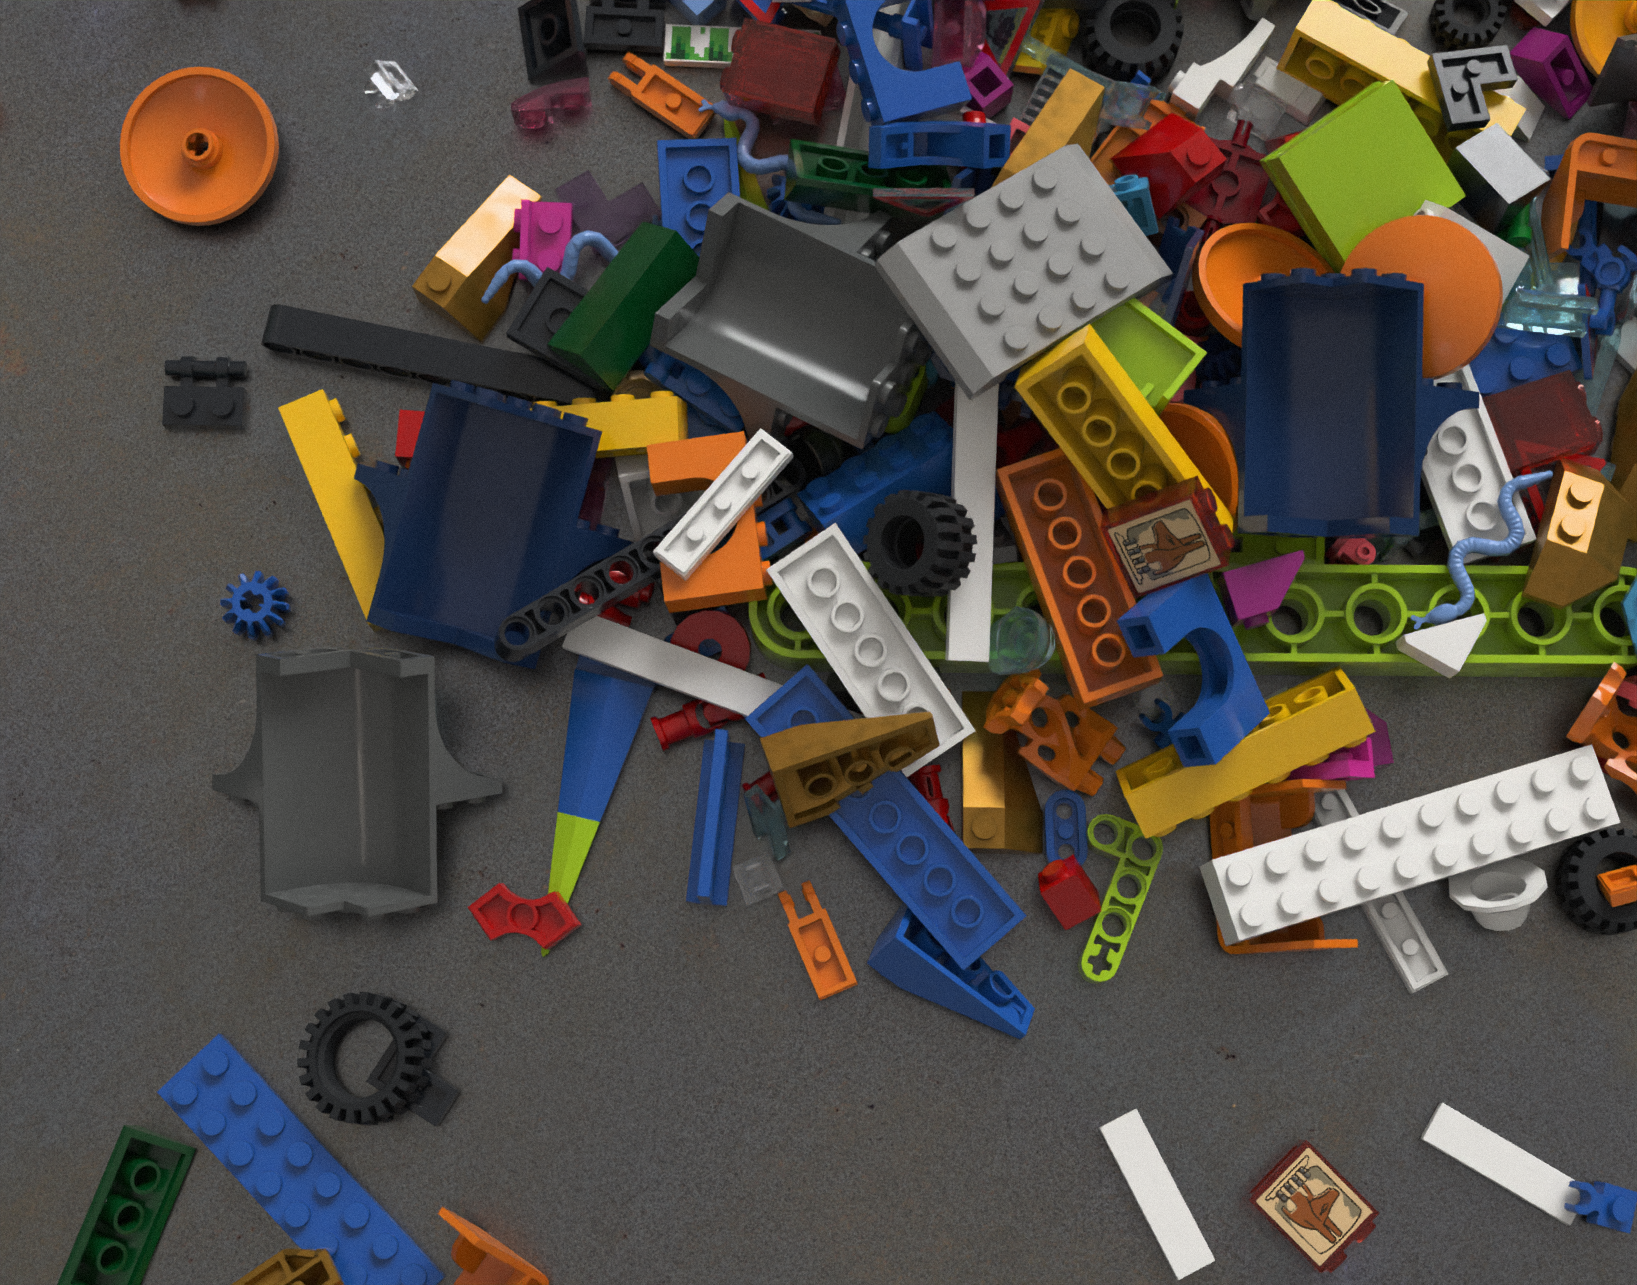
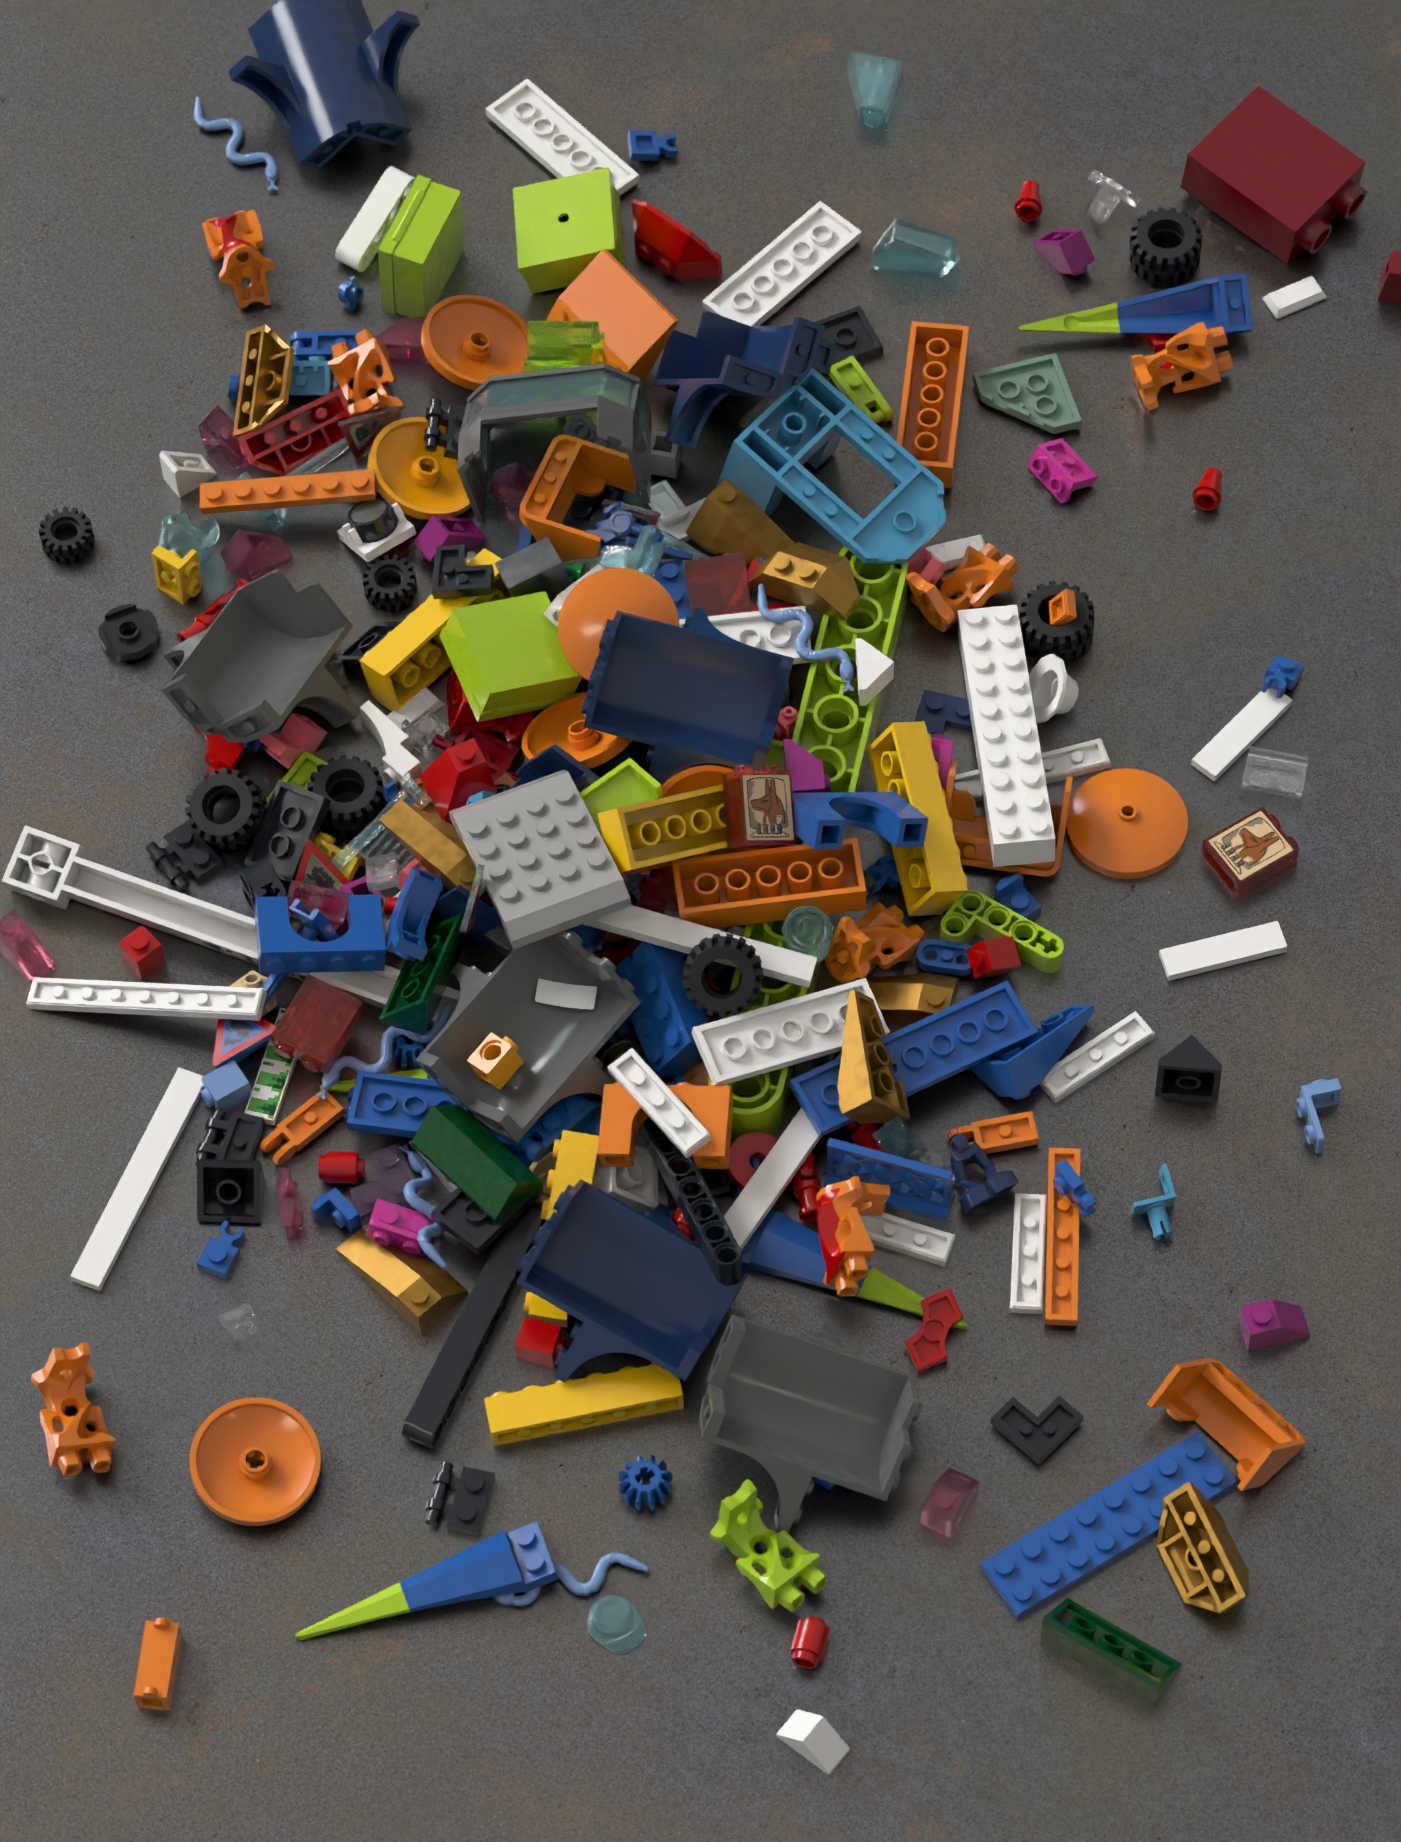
camera: 75 degrees left, 20 degrees down
(77, 611) = (616, 1623): none -> clear light blue hat
(78, 844) = (809, 1642): none -> red brick
(88, 477) = (572, 1584): none -> medium blue animal
(115, 450) = (491, 1568): none -> blue plate
(155, 794) = (770, 1572): none -> lime hips
(295, 978) = (948, 1501): none -> clear pink slope
(320, 1057) = (1032, 1490): black tyre -> none
(476, 43) = (221, 1255): none -> blue plate
(555, 168) = (339, 1209): none -> blue bracket
(597, 773) = (842, 1232): none -> orange hips
(613, 153) = (341, 1167): none -> red brick
(657, 835) = (909, 1238): none -> white tile
(660, 1015) = (1028, 1253): none -> white tile
(688, 1055) = (1062, 1246): none -> orange plate
(742, 956) = (977, 1193): none -> dark blue piece
(748, 1049) = (1070, 1184): none -> blue plate
(748, 1170) = (1156, 1206): none -> dark azure bracket
(755, 291) = (496, 1060): none -> light orange brick
(866, 352) = (565, 994): none -> white sticker
(950, 1180) = (1189, 1072): none -> black slope
(964, 1054) = (1096, 1056): none -> white tile
(1013, 97) = (382, 872): none -> clear bracket
(1171, 906) = (1015, 896): none -> blue bracket
(1287, 1039) = (1126, 823): none -> orange dish
(1437, 746) = (943, 710): none -> dark blue plate
(1447, 1220) = (1275, 772): none -> clear plate

